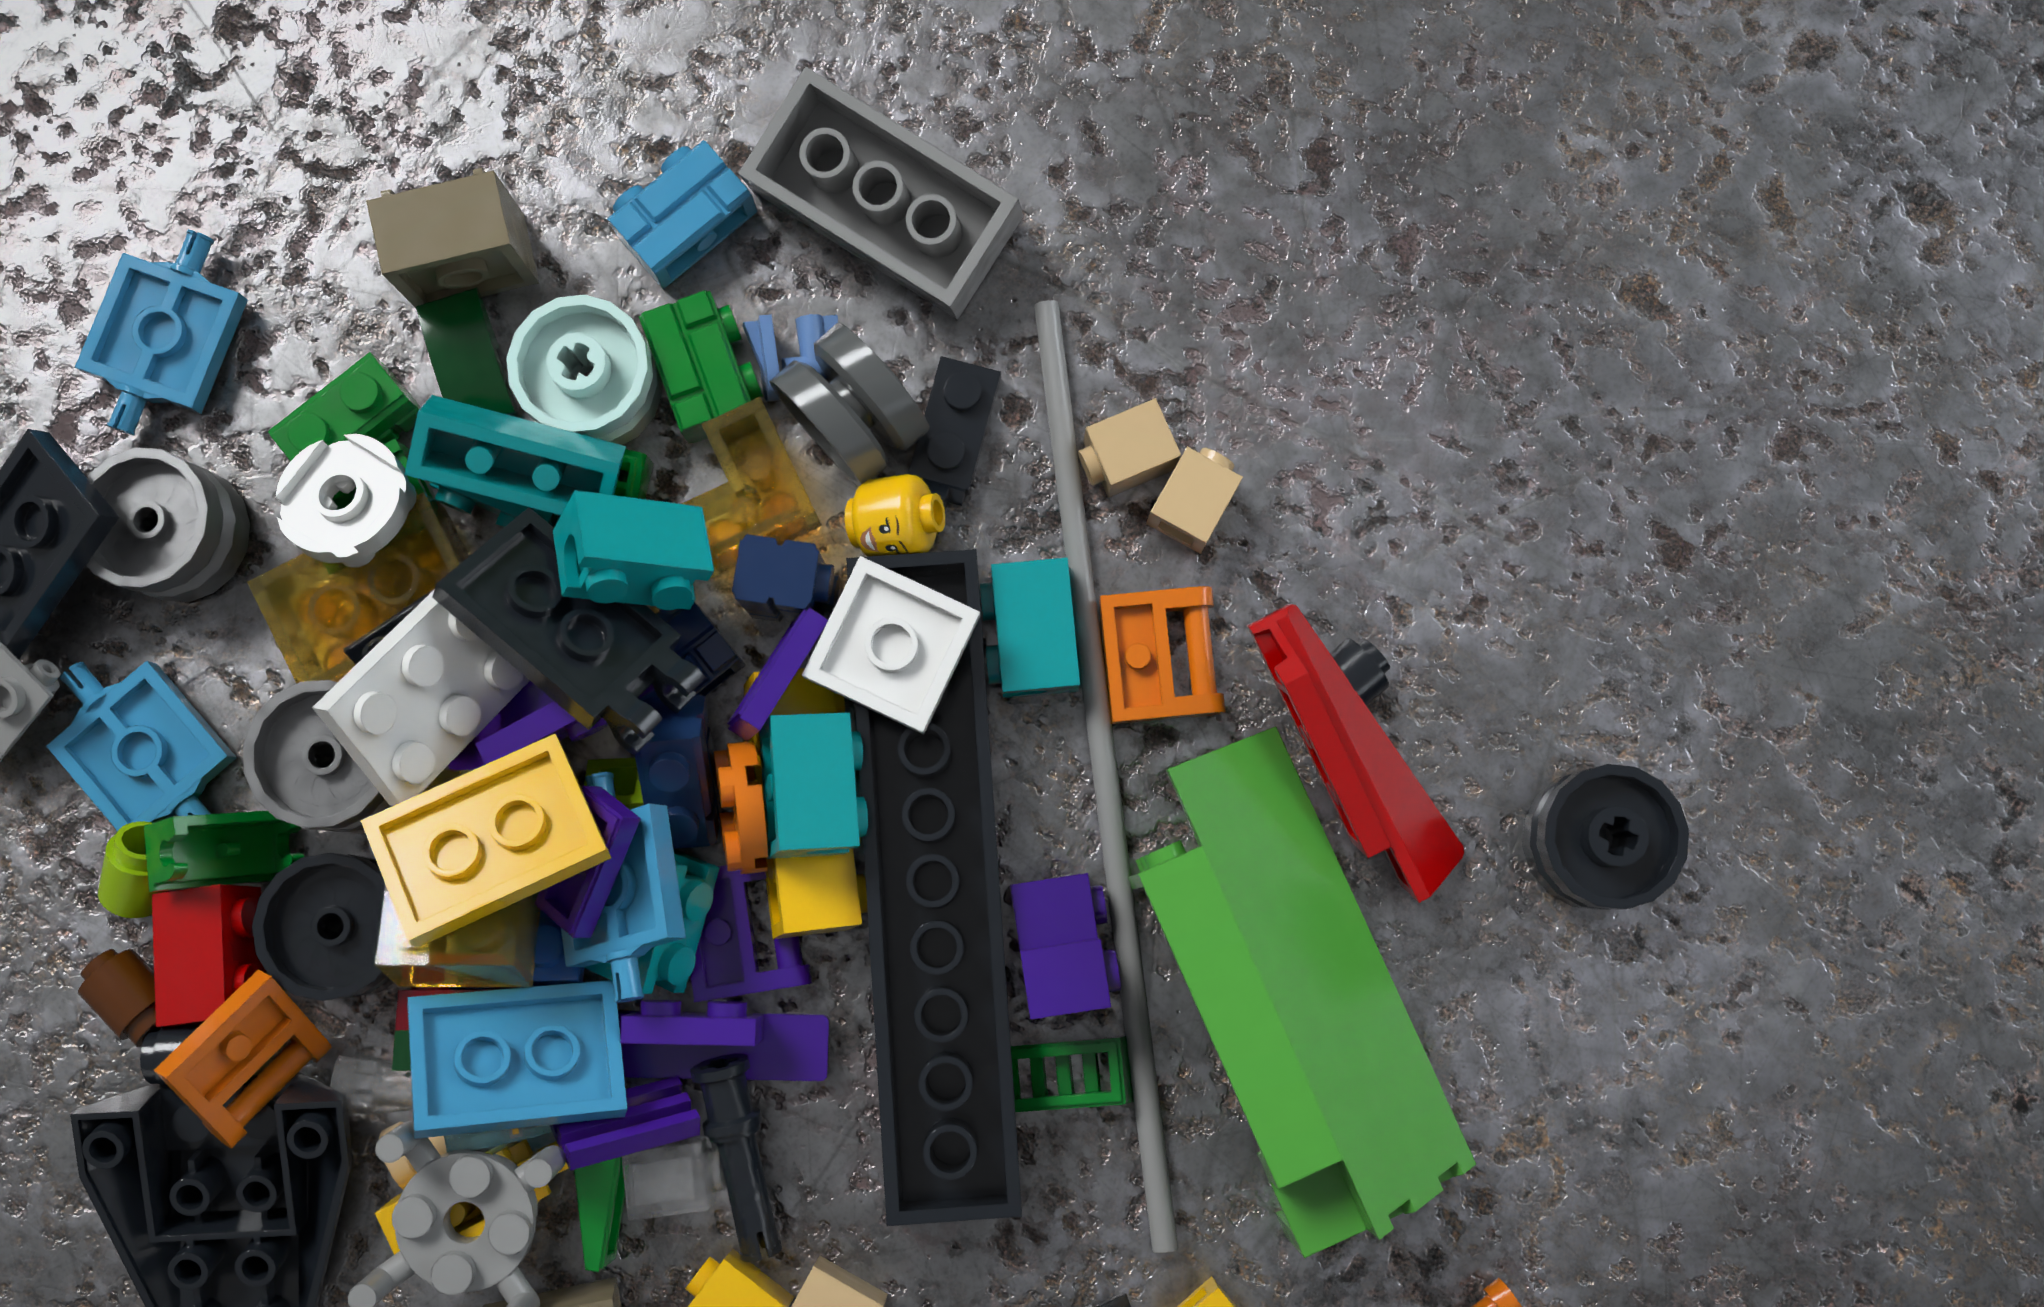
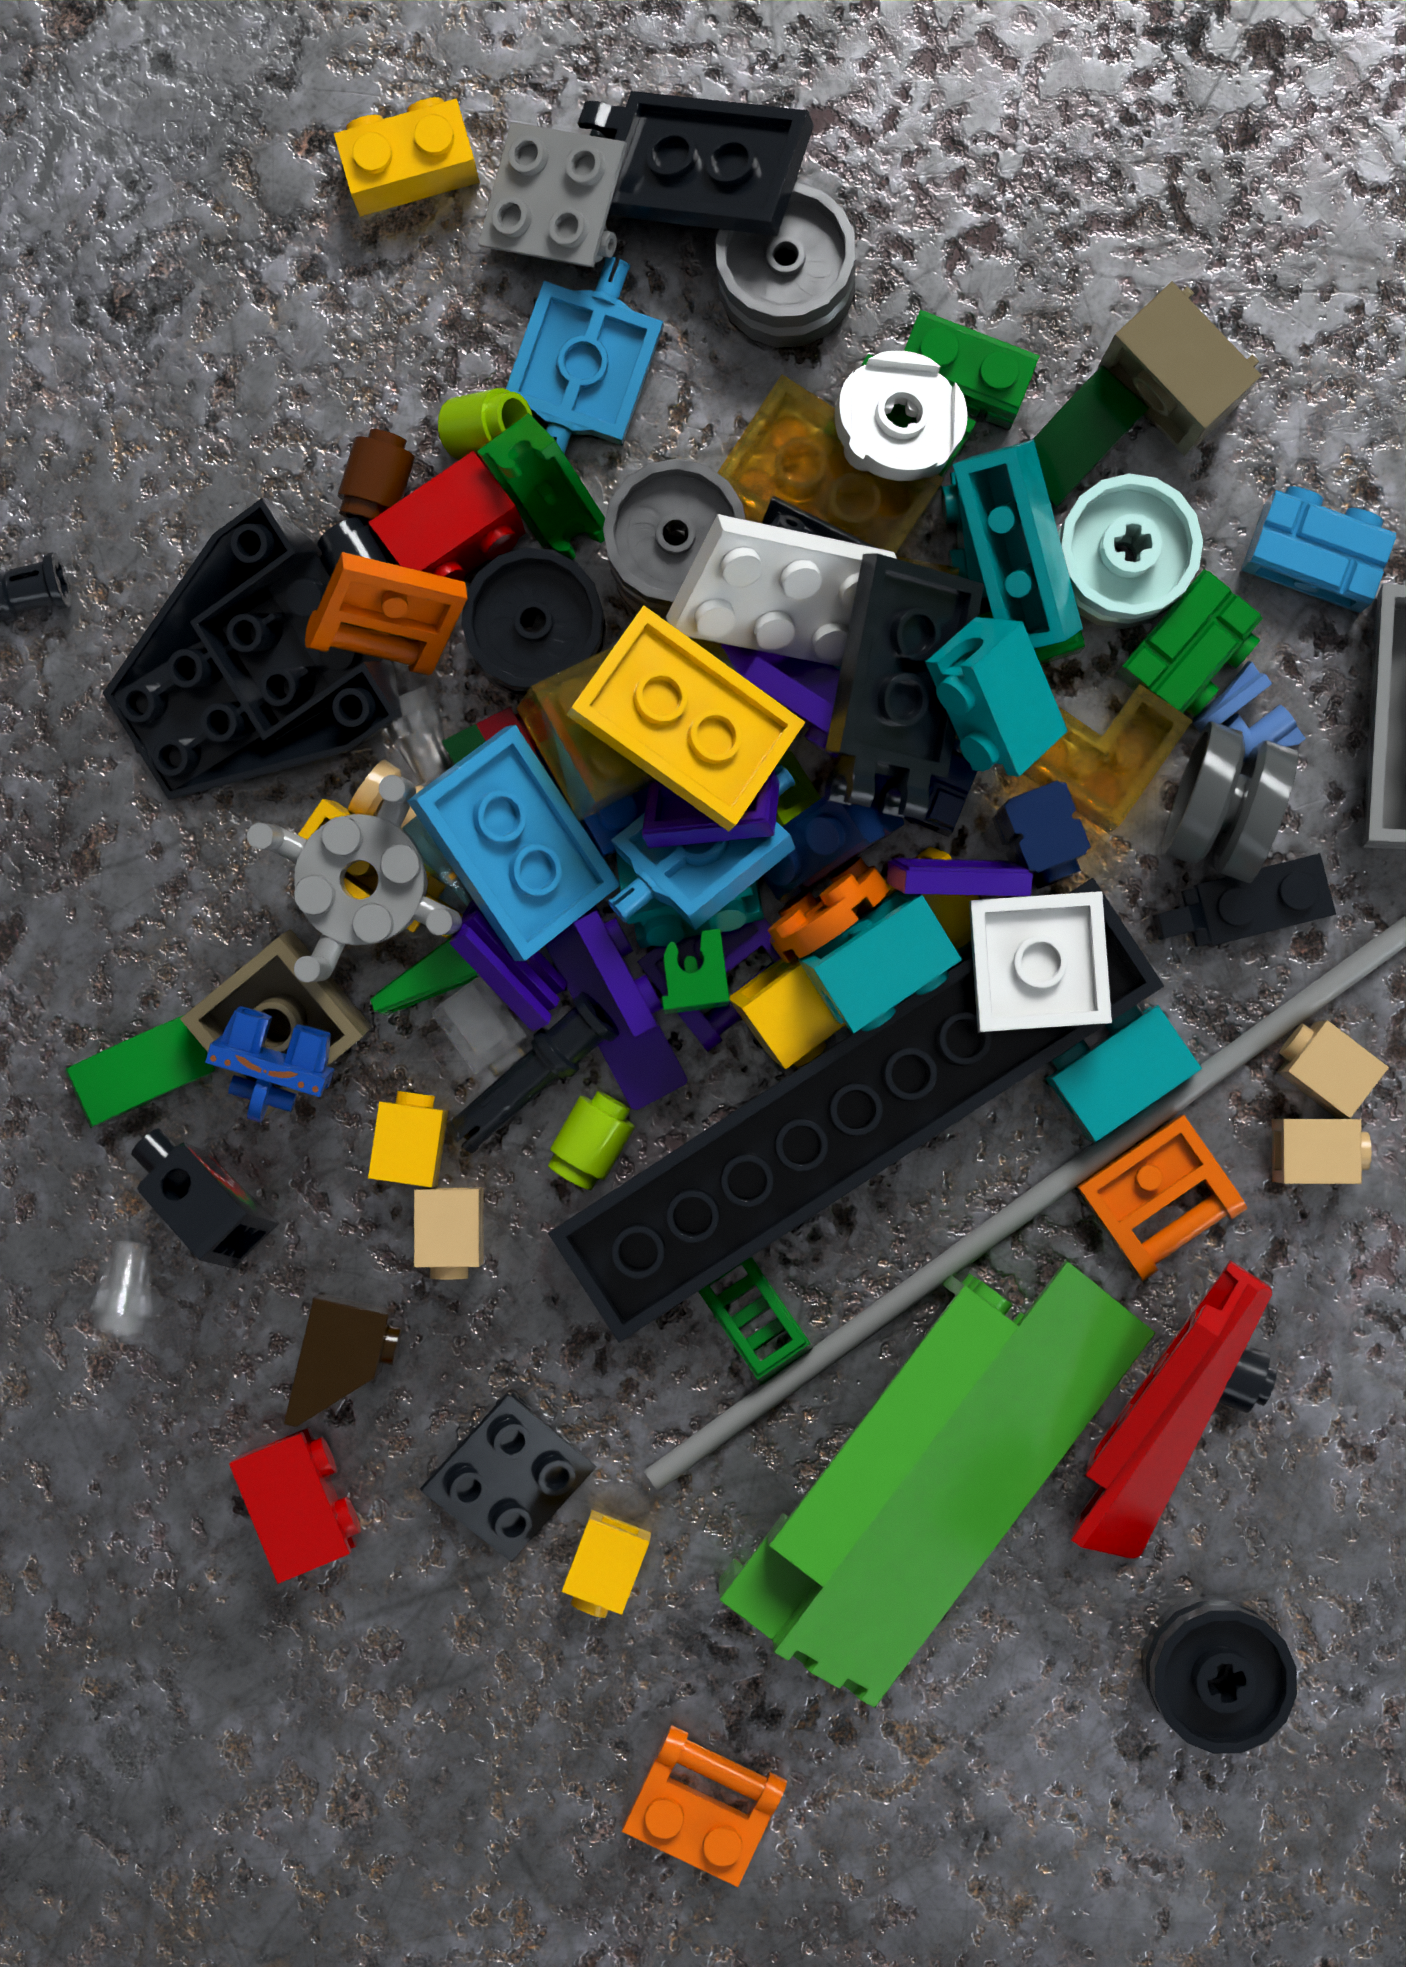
camera: 65 degrees right, 5 degrees up
(161, 333) = (952, 156): dark azure plate -> none
(740, 959) = (693, 987): none -> green hinge
(830, 1134) = (591, 1140): none -> lime brick
(894, 516) = (1152, 897): yellow head -> none
(1061, 946) = (860, 1248): dark purple brick -> none

